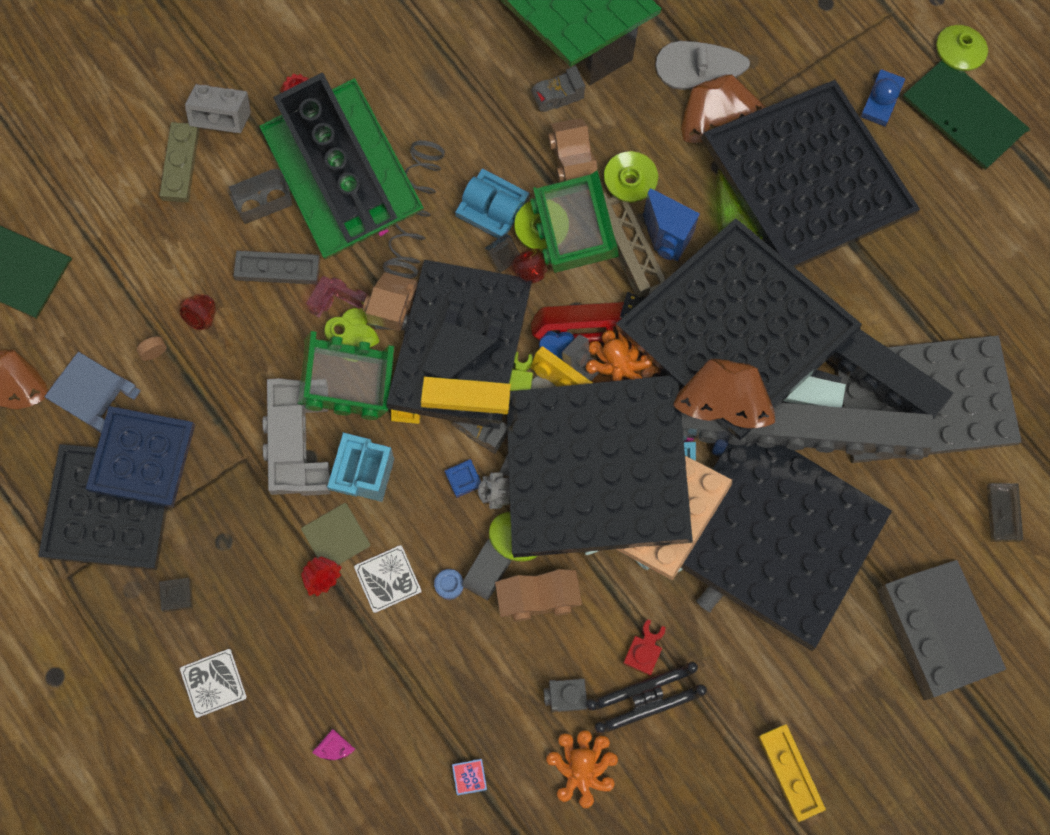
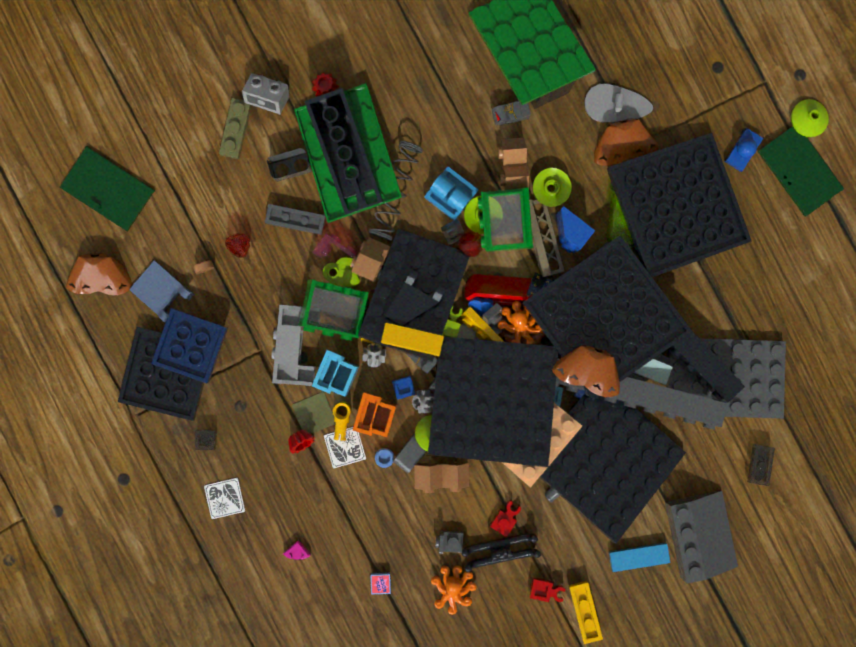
camera: 10 degrees right, 15 degrees up
(377, 536) = (341, 421): none -> yellow pin
(413, 435) = (374, 355): none -> light grey gear
(426, 518) = (374, 415): none -> orange plate
(720, 748) = (543, 590): none -> red plate
(856, 676) = (639, 557): none -> dark azure tile

